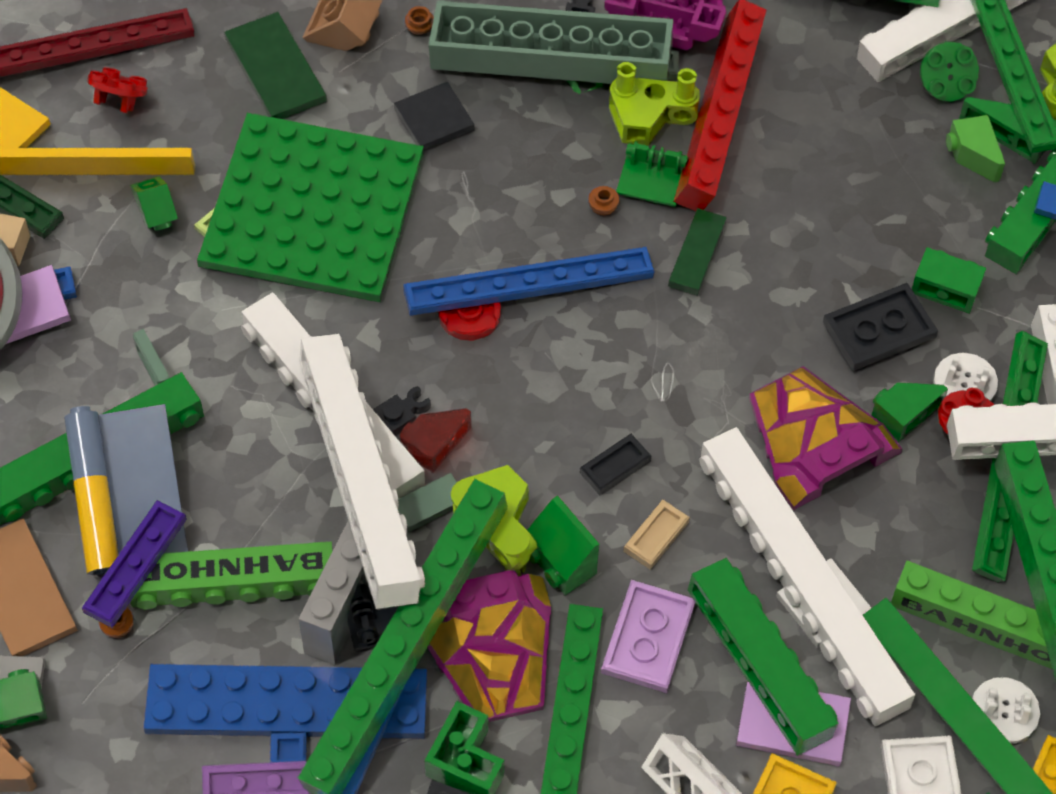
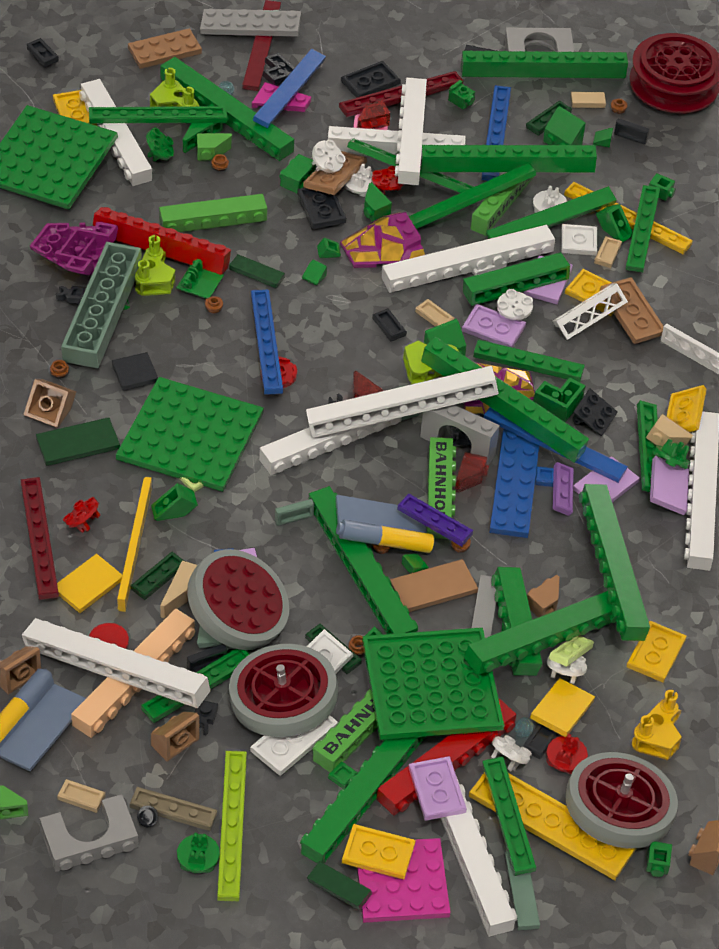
camera: 85 degrees left, 10 degrees down
(62, 552) = (413, 563): none -> green slope
(272, 620) = (471, 471): none -> clear red slope
(698, 645) = (515, 305): none -> white plate
(711, 335) = (315, 272): none -> green slope
(780, 353) = (328, 249): none -> green slope
(811, 171) = (214, 213): none -> bright green brick
(944, 165) = (220, 162): none -> dark orange plate
(954, 555) = (472, 195): none -> green tile
(959, 331) = (333, 182): none -> medium nougat tile
(991, 313) = (327, 156): none -> white plate

